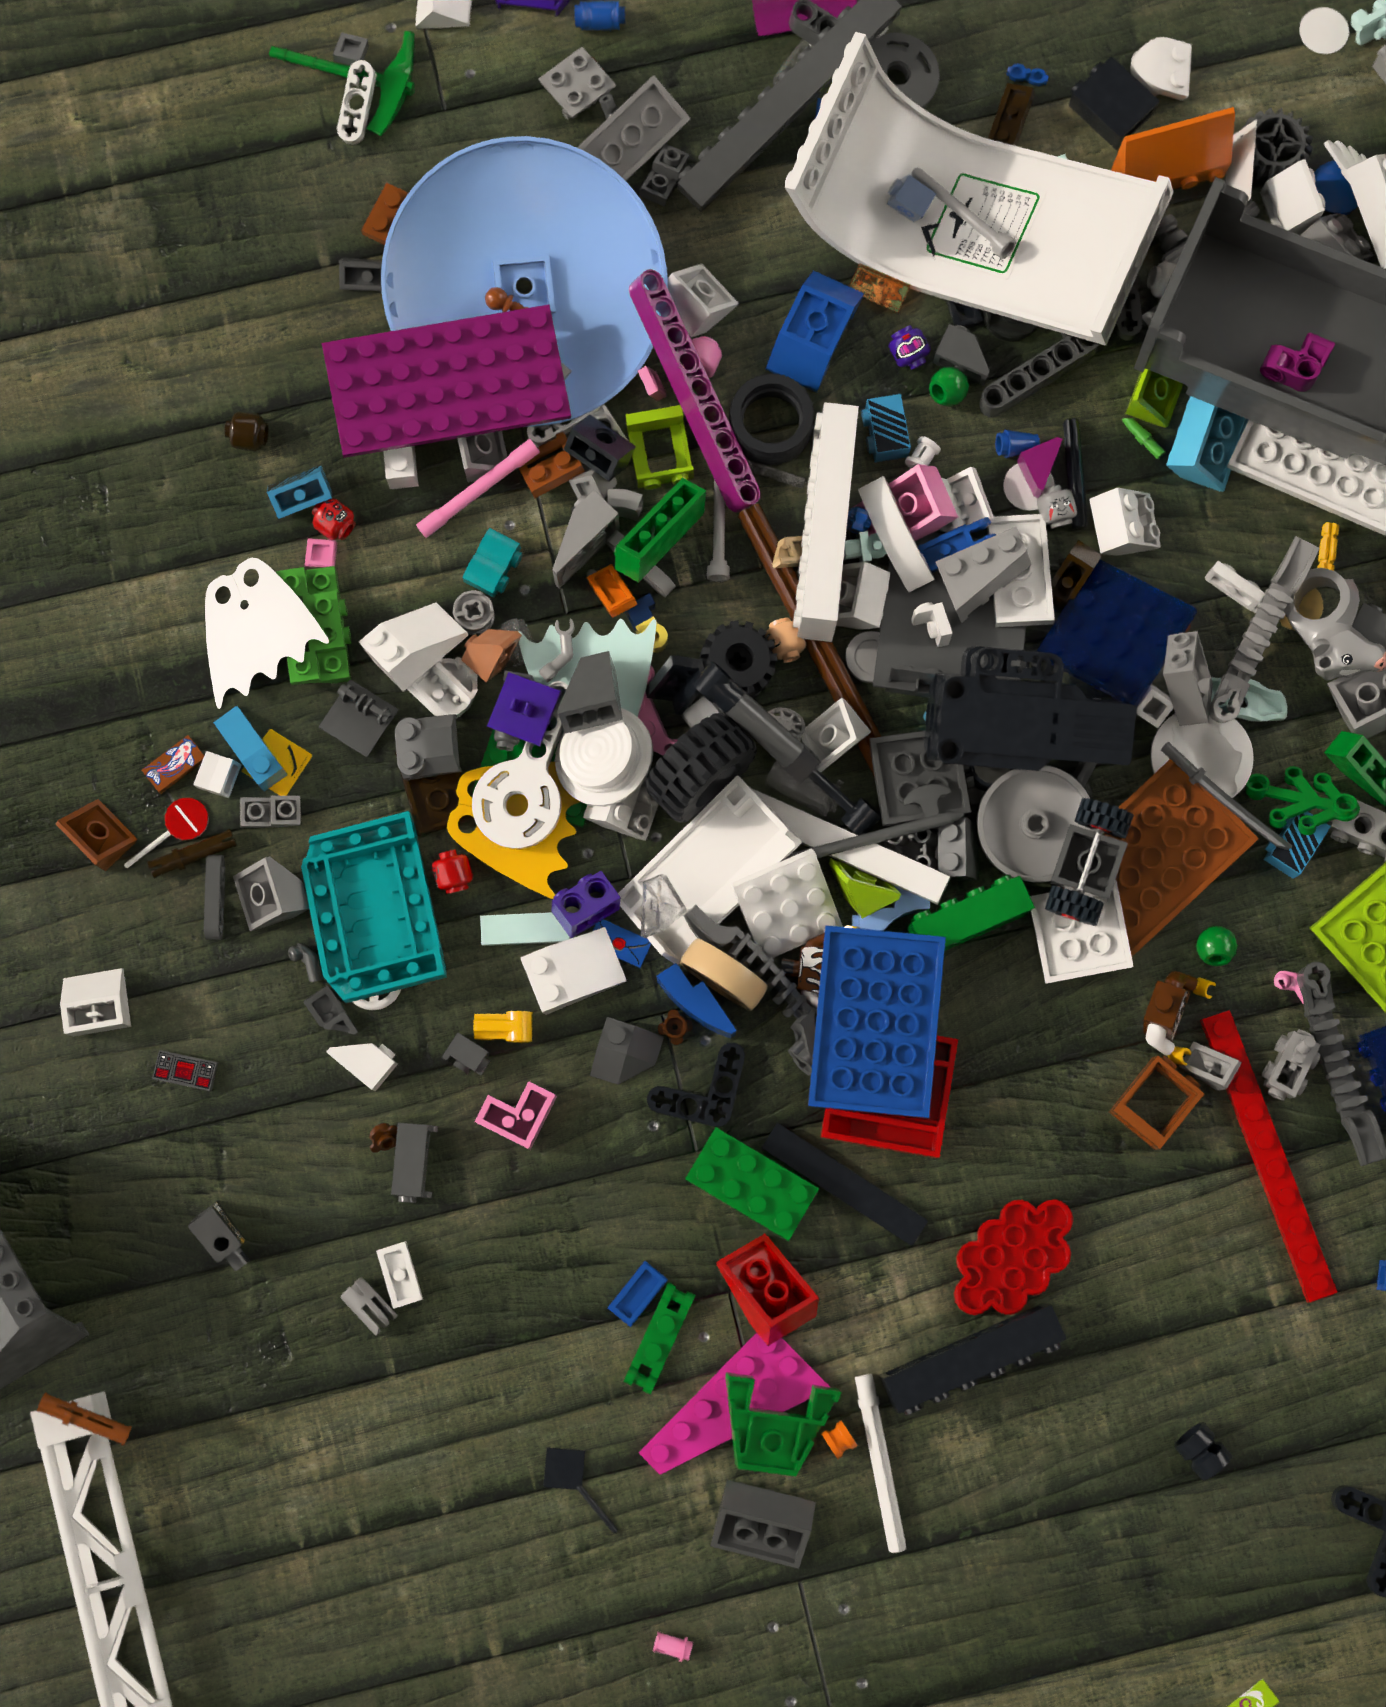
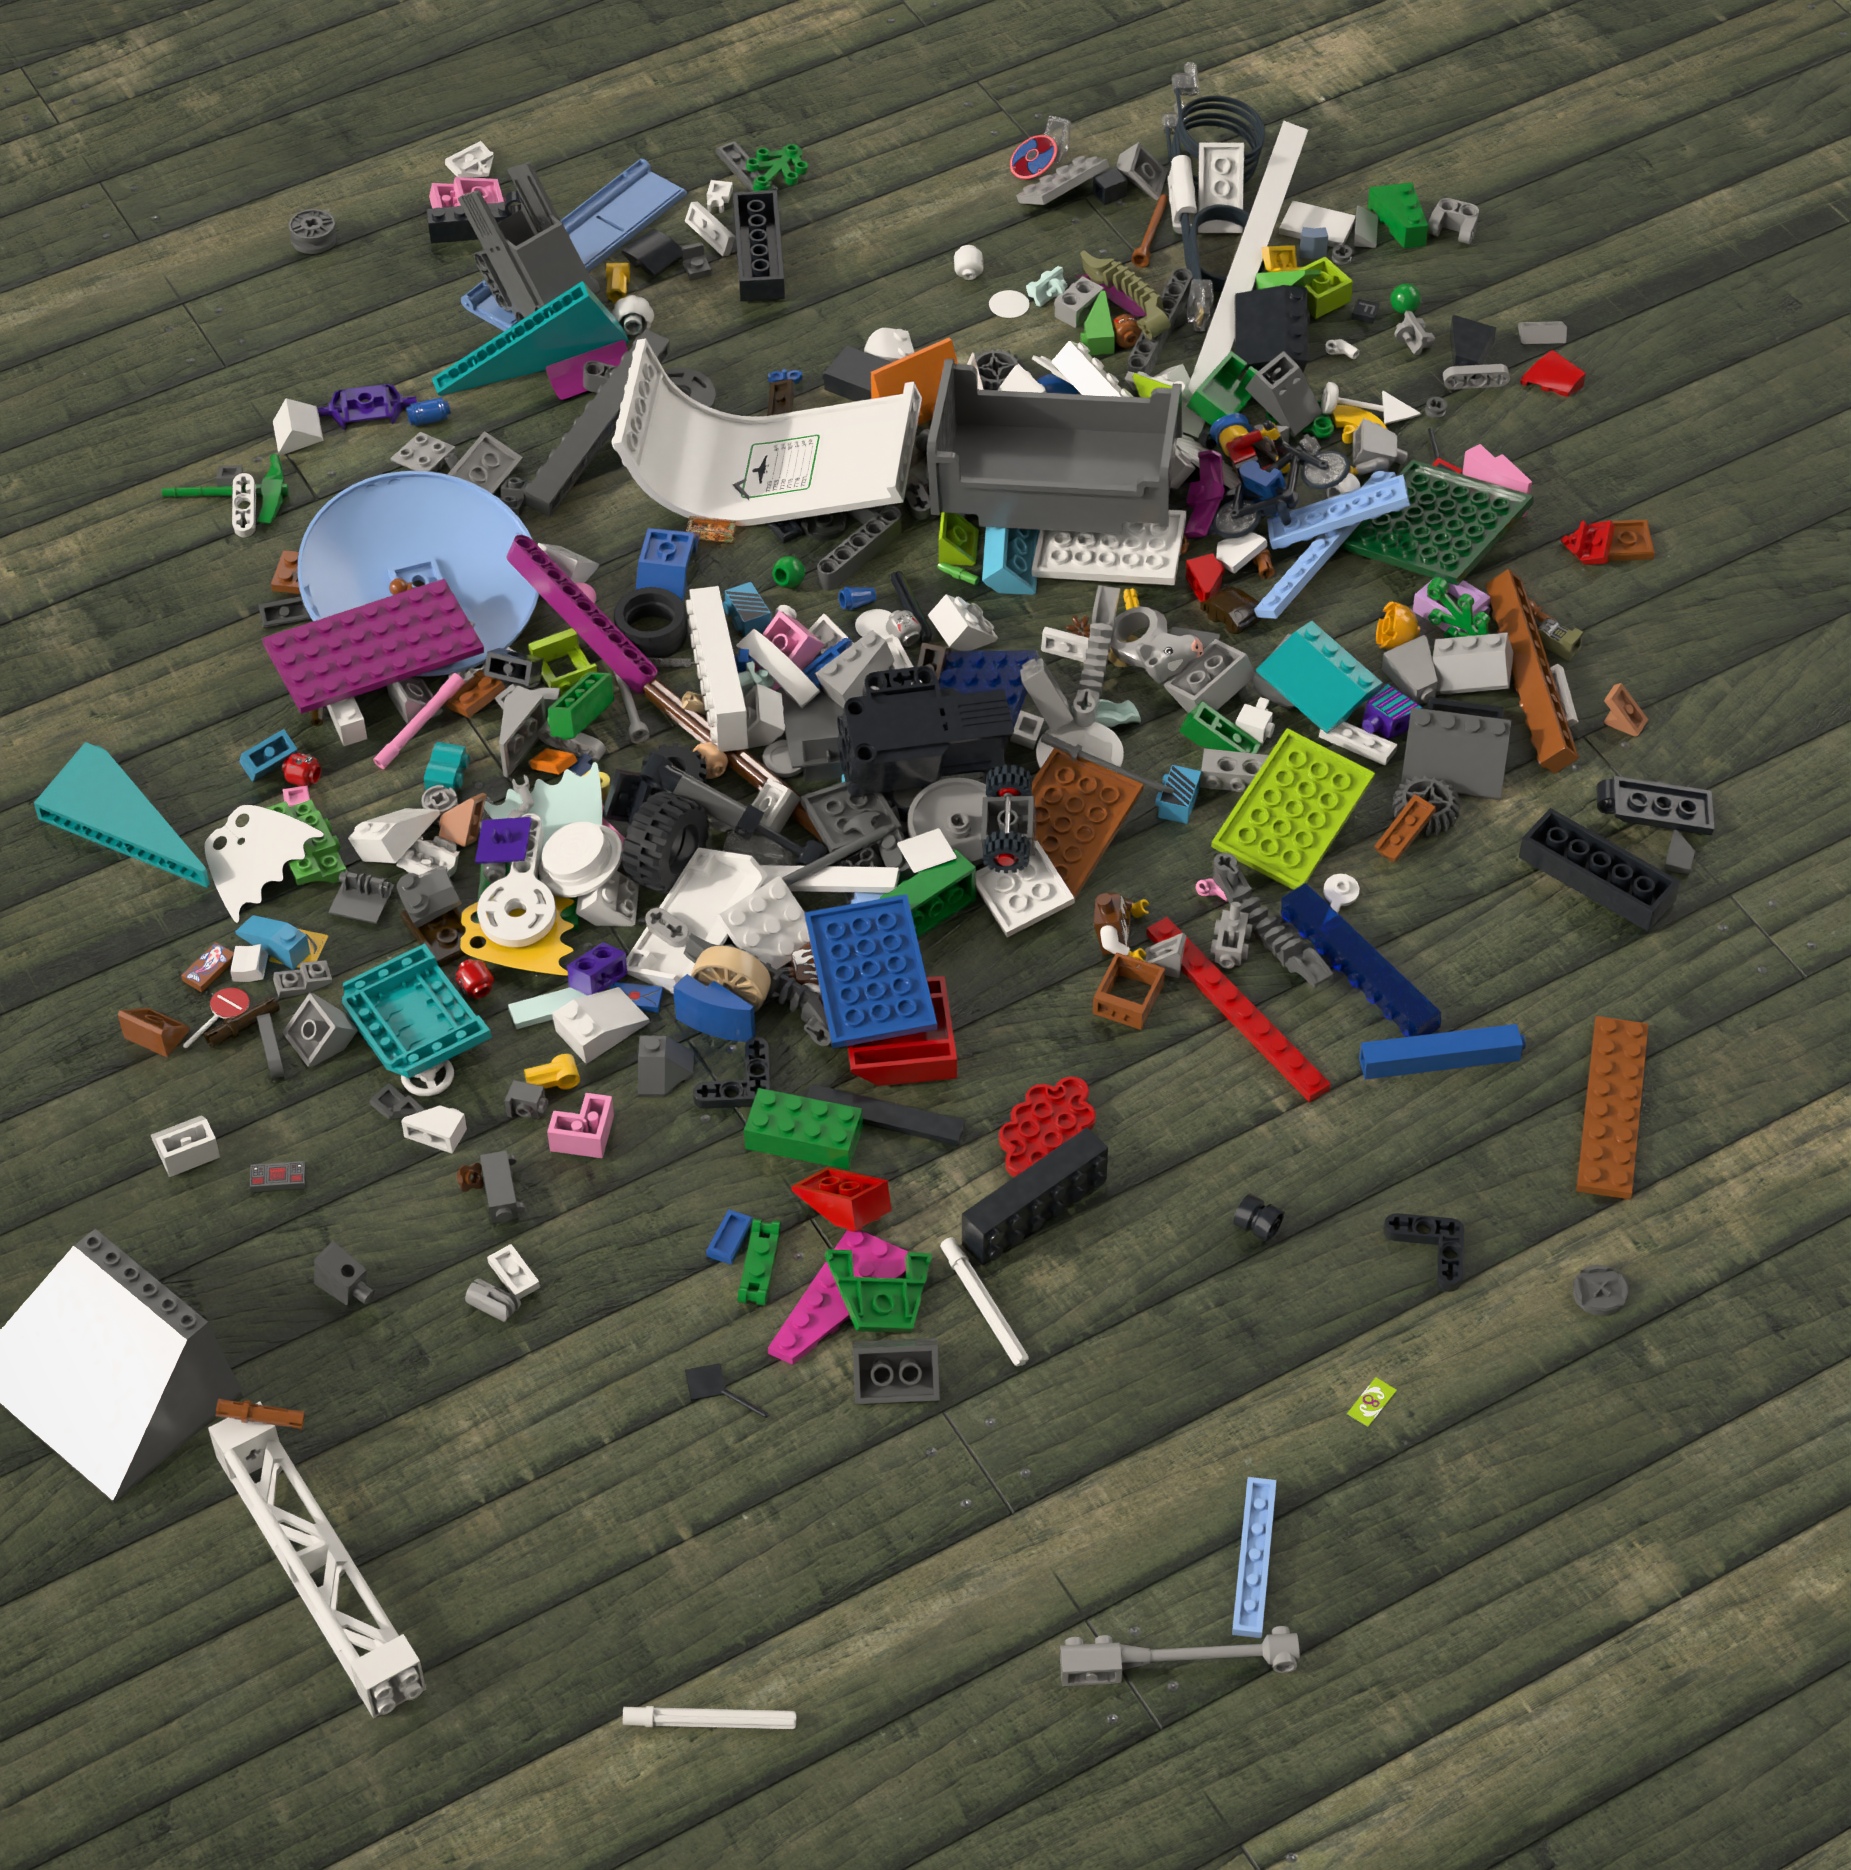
camera: 15 degrees left, 30 degrees down
(106, 504) = (105, 806): none -> teal slope
(247, 431) = (210, 731): dark brown head -> none
(309, 958) = (365, 1069): dark grey arm -> none
(591, 695) = (558, 812): dark grey slope -> none
(652, 383) = (543, 623): bright pink tile -> none
(659, 905) = (661, 948): clear slope -> none
(673, 1646) = (846, 1483): bright pink pin -> none
(675, 1035) = (701, 1035): reddish brown plate -> none
(682, 866) = (664, 931): none -> light grey beam
(839, 1439) = (942, 1291): orange wheel -> none
(863, 890) = (825, 894): lime slope -> none
(909, 347) = (748, 556): dark purple head -> none
(910, 197) = (716, 461): sand blue brick -> none
(936, 620) = (825, 711): white bracket -> none
(963, 352) = (793, 545): dark grey slope -> none
(987, 865) = (926, 850): none -> white sticker
(1001, 243) = (799, 465): light grey piece -> none
(1037, 464) = (877, 603): magenta slope -> none
(1216, 946) = (1139, 874): green piece -> none
(1261, 570) = (1080, 625): none -> reddish brown plant
(1284, 363) = (1065, 468): magenta piece -> none
(1338, 806) = (1169, 759): green plant -> none

